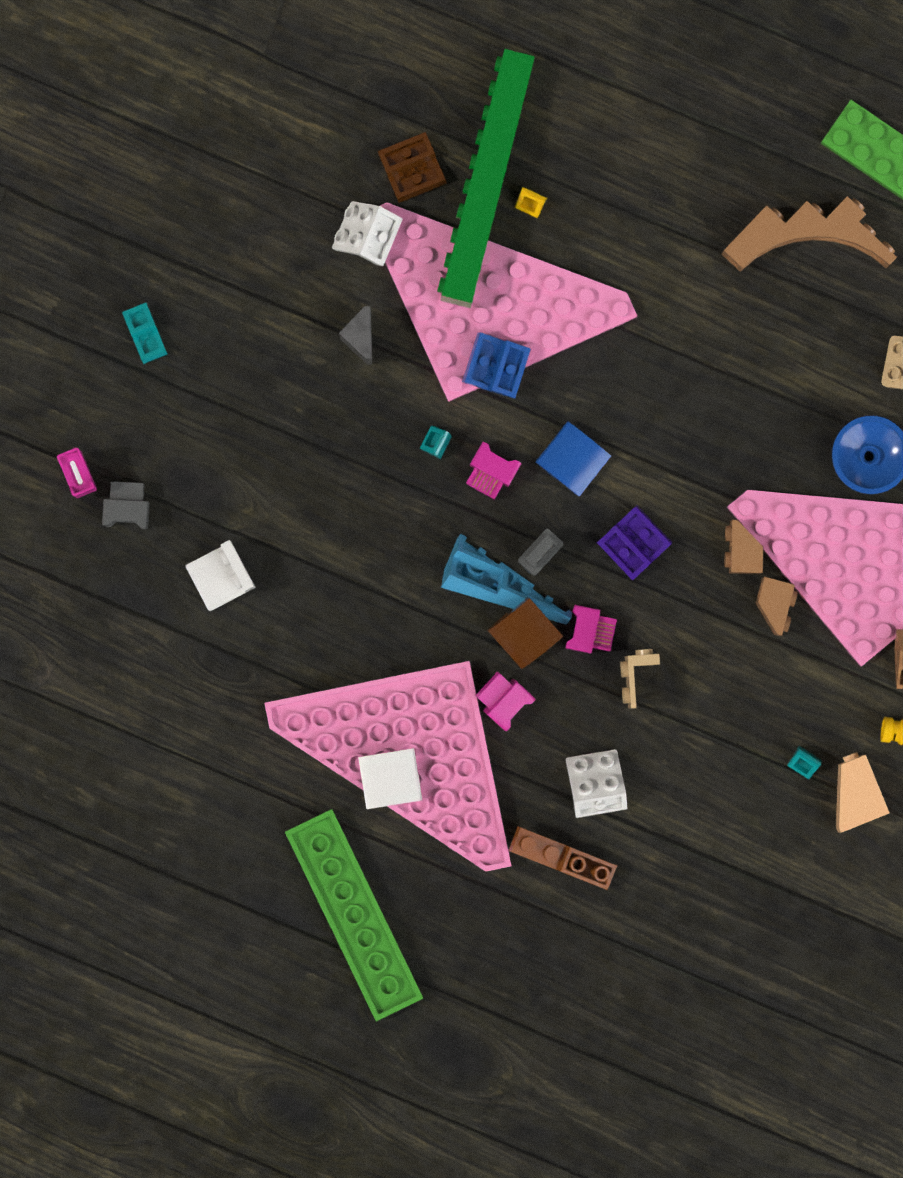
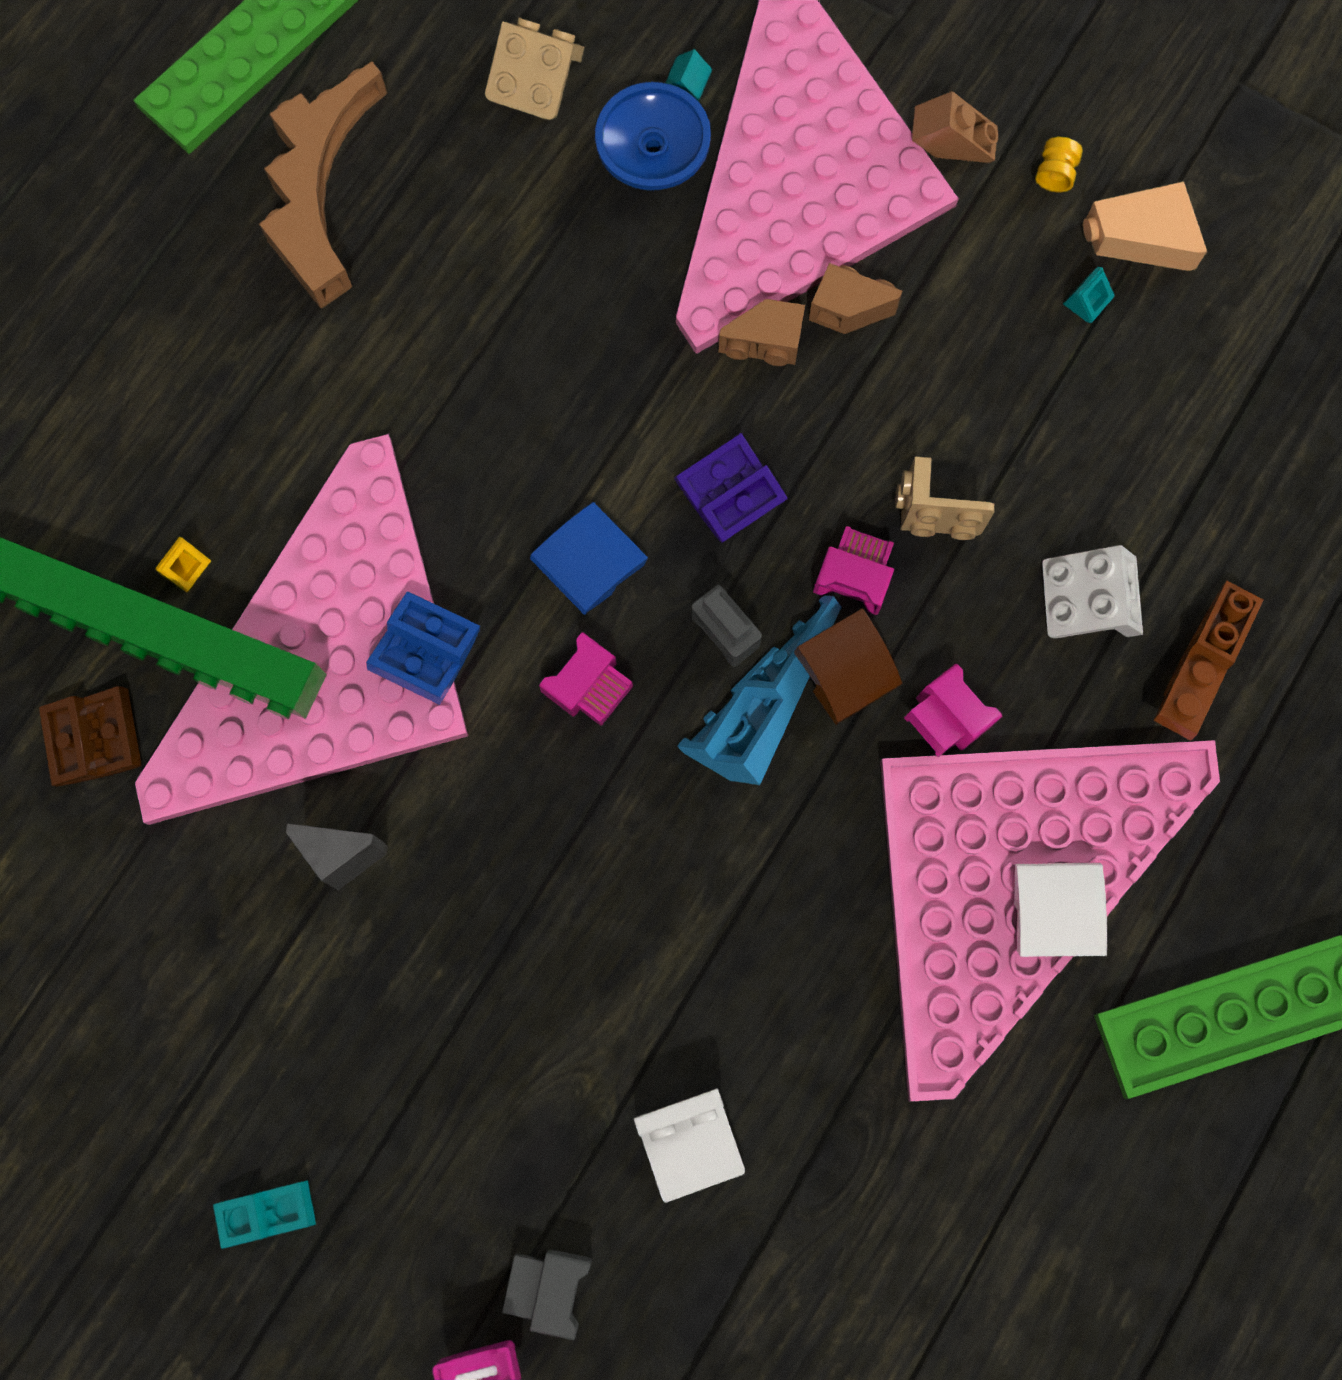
camera: 75 degrees left, 10 degrees down
(367, 232) = (171, 815): white bracket -> none
(436, 441) = (526, 762): teal slope -> none

